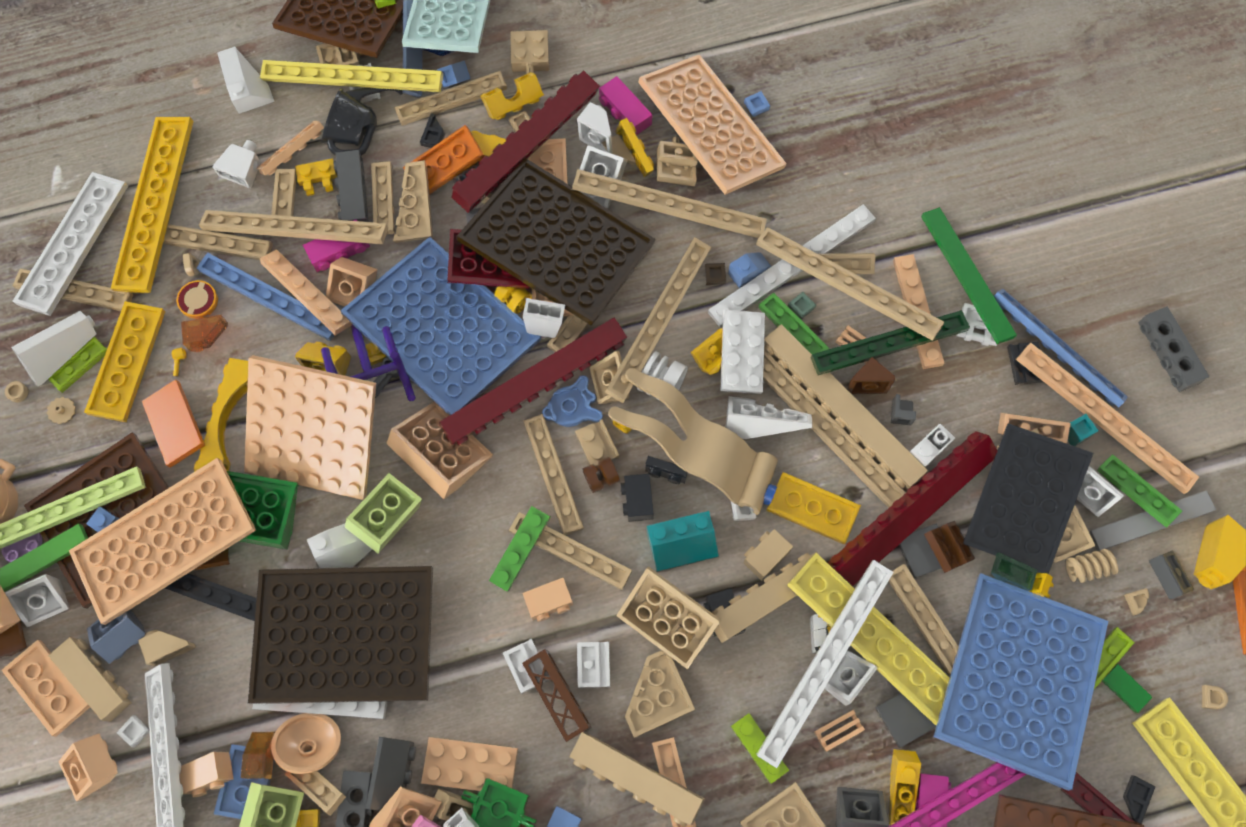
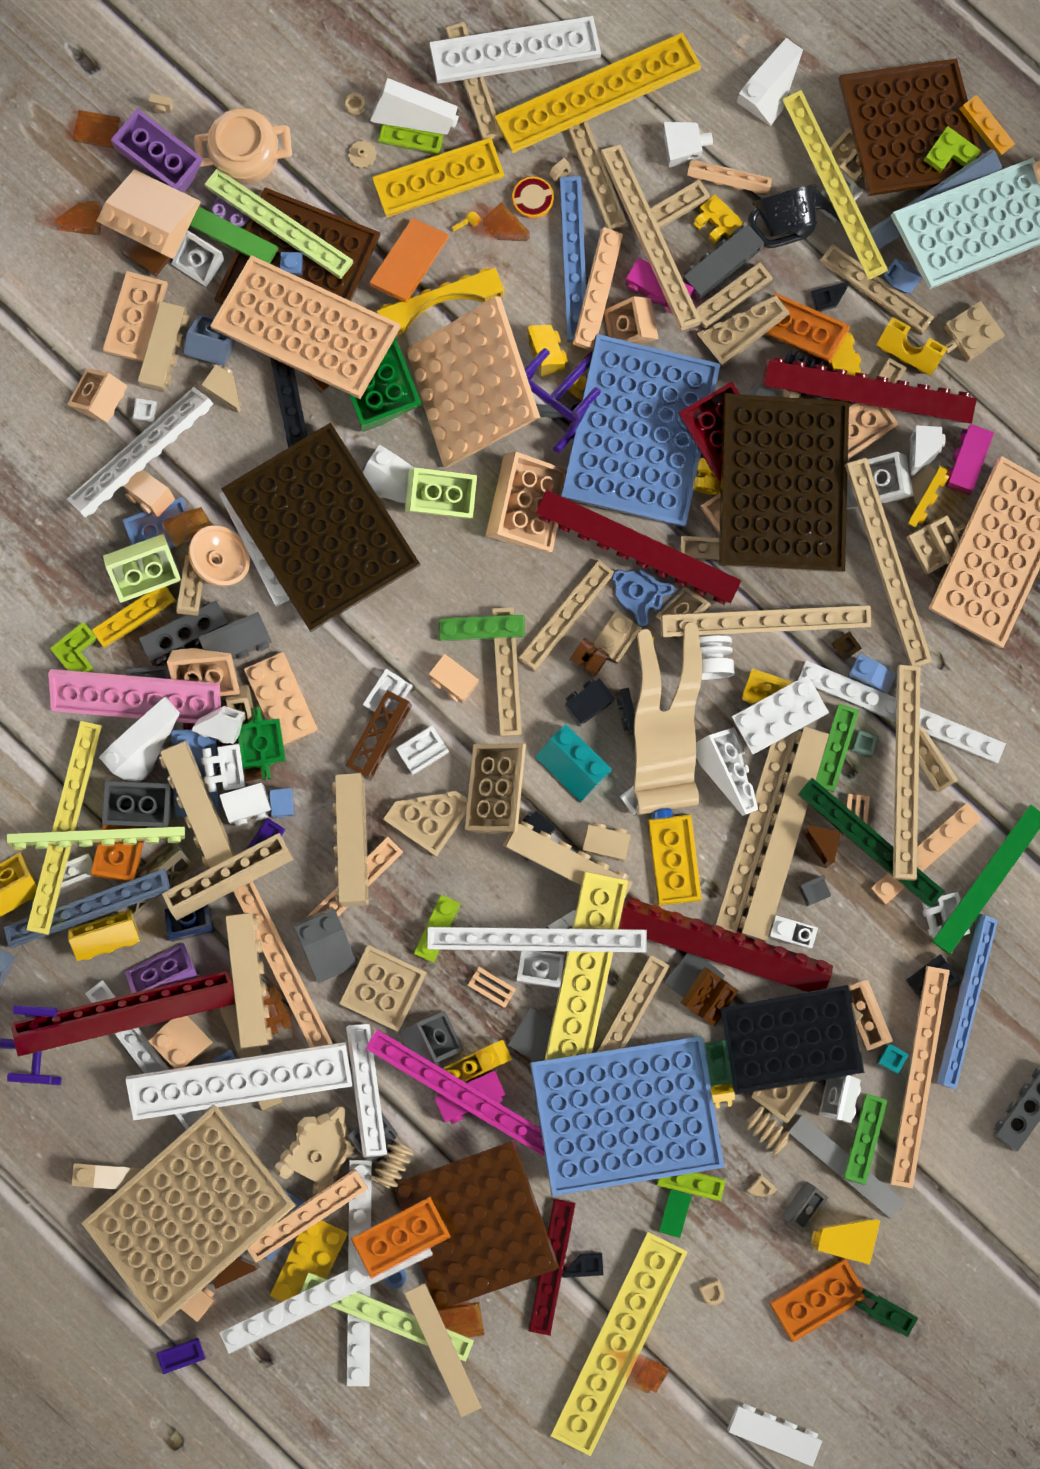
camera: 55 degrees right, 10 degrees up
(543, 317) = (699, 517): white torso -> none

